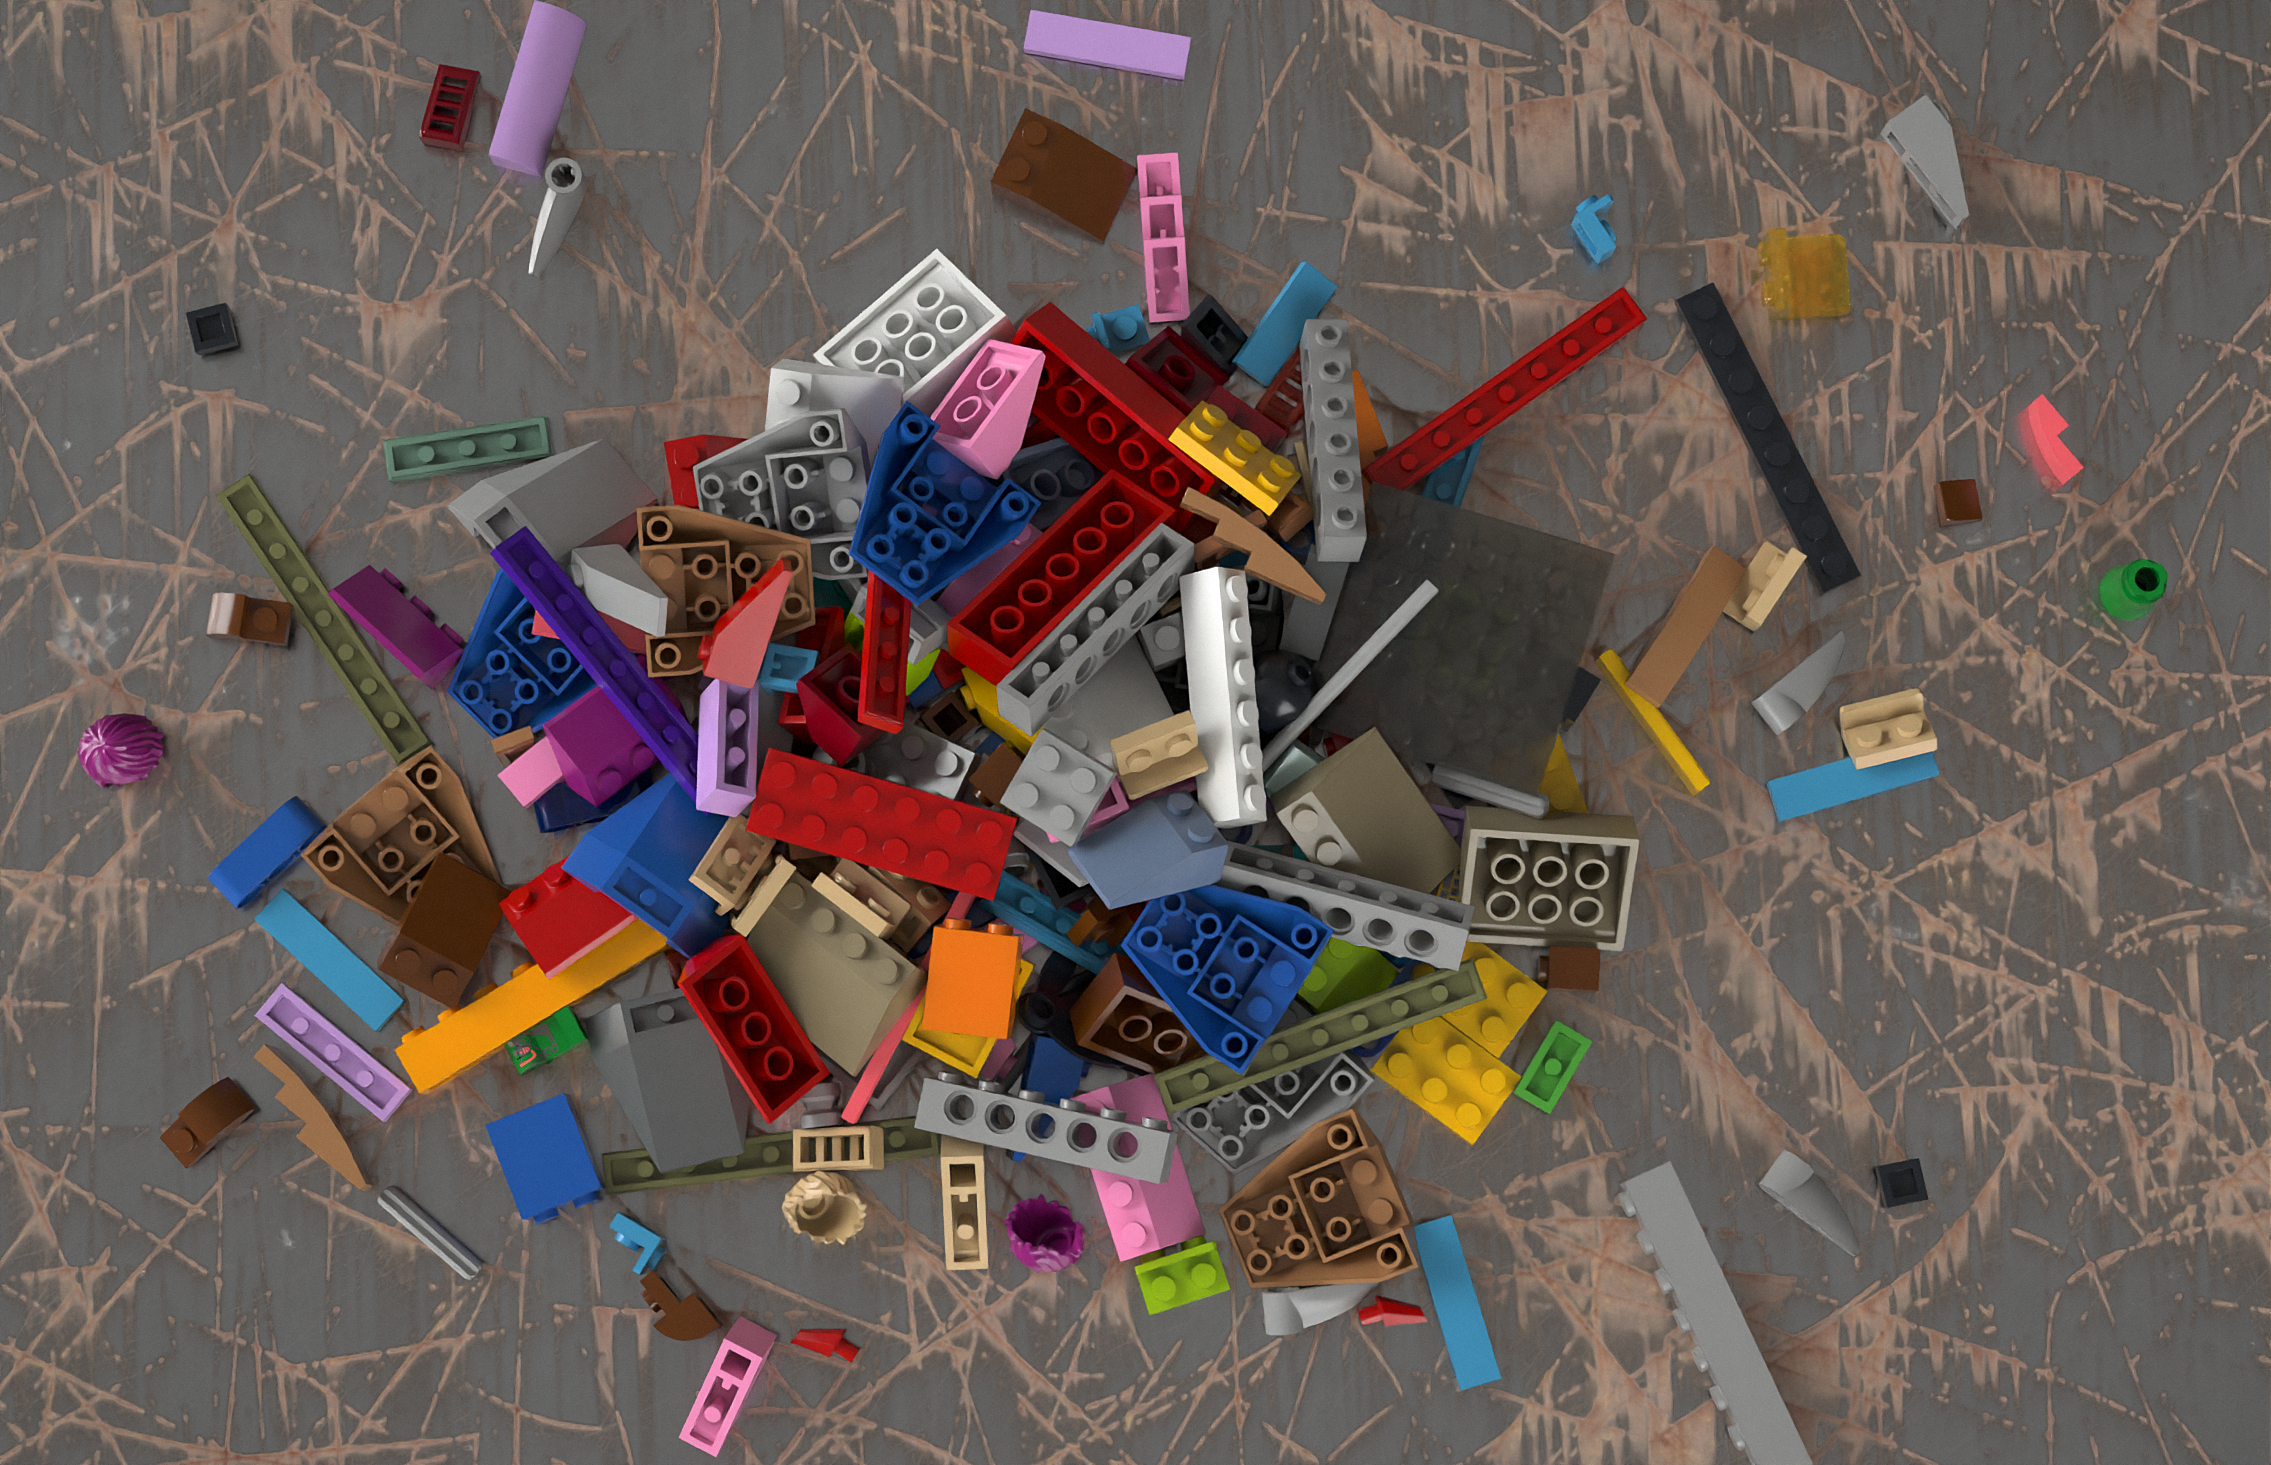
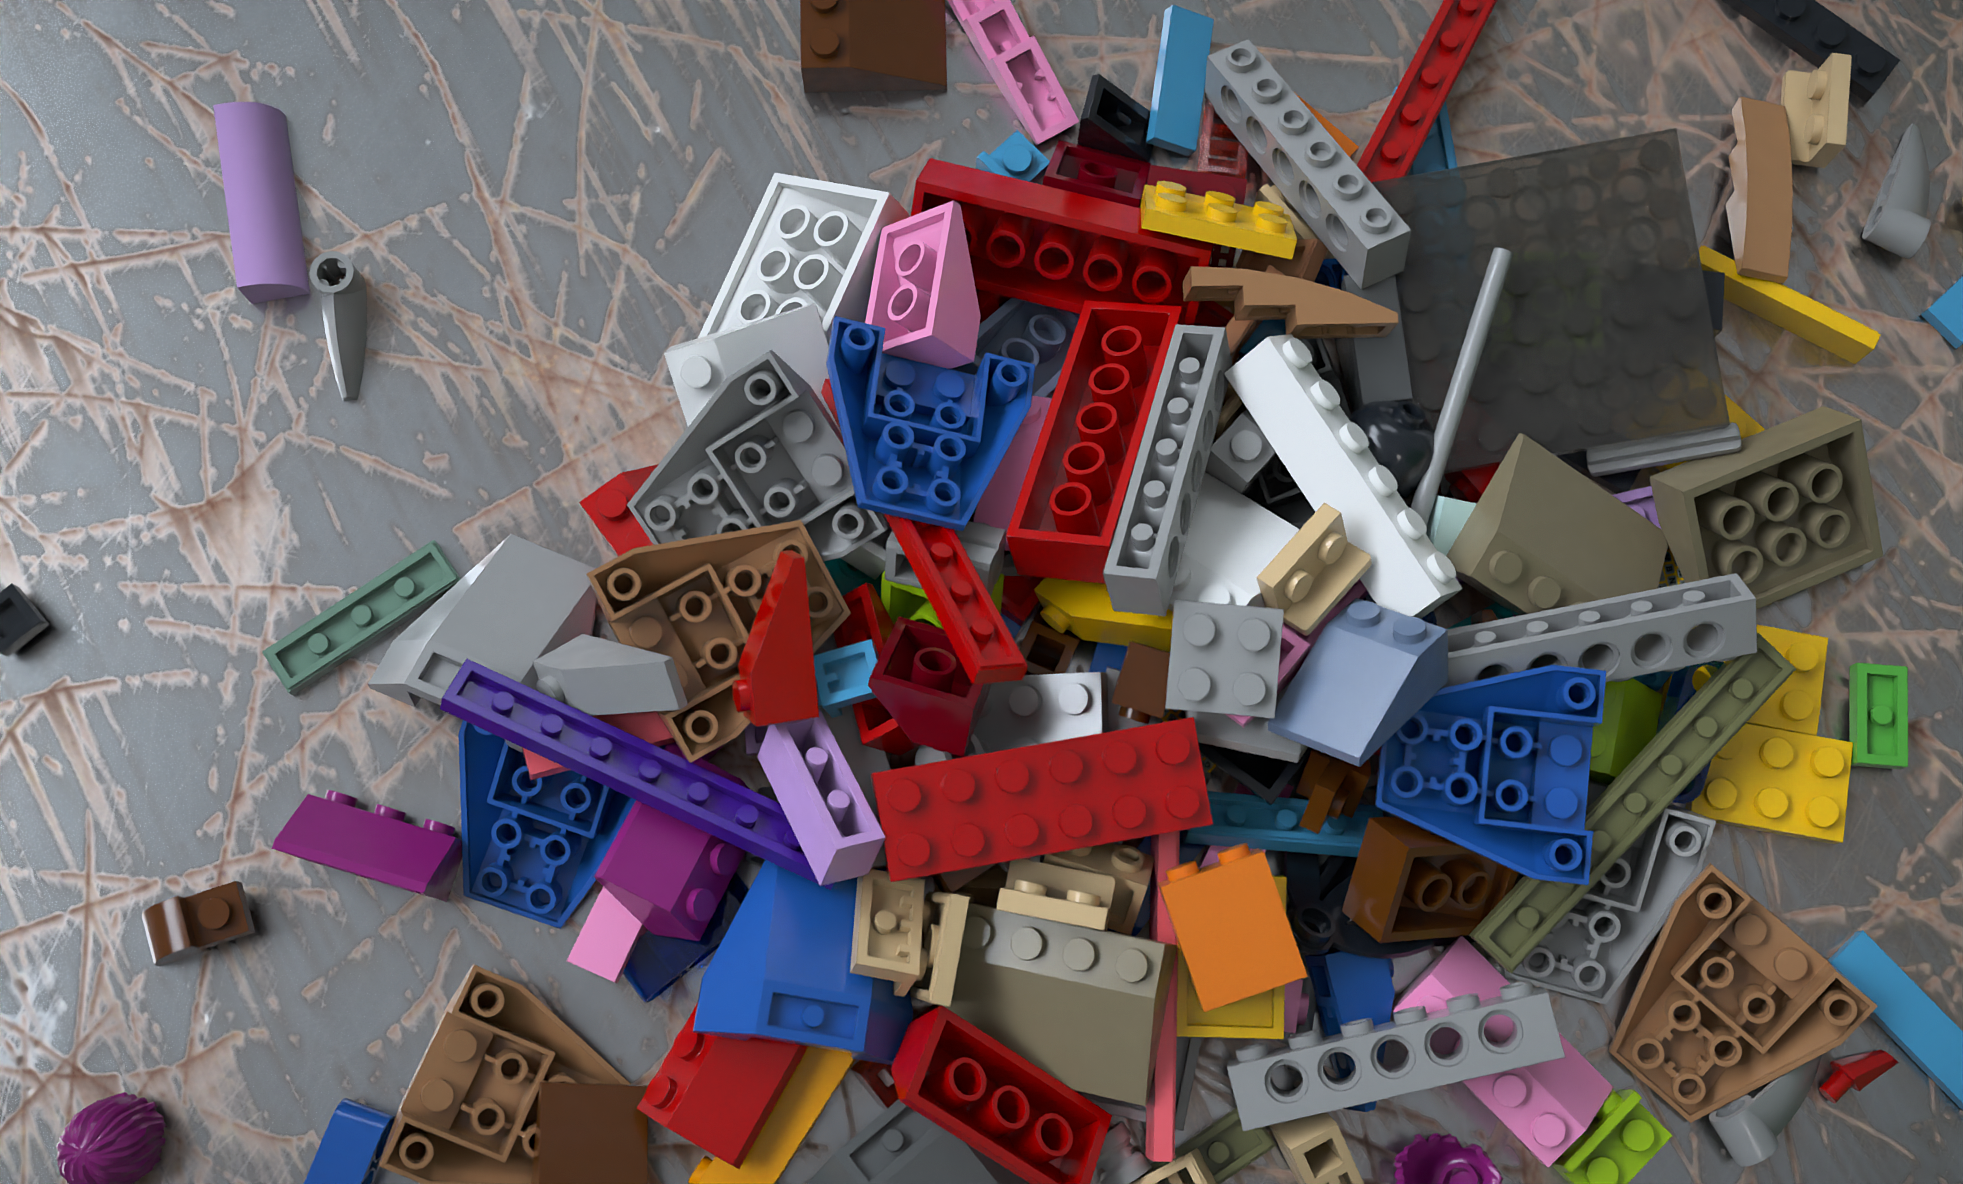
camera: 30 degrees left, 5 degrees down
(324, 619) = (286, 882): olive tile -> none
(442, 138) = (180, 298): dark red slope -> none
(513, 745) = (569, 918): medium nougat tile -> none
(1570, 969) = (1841, 601): reddish brown brick -> none

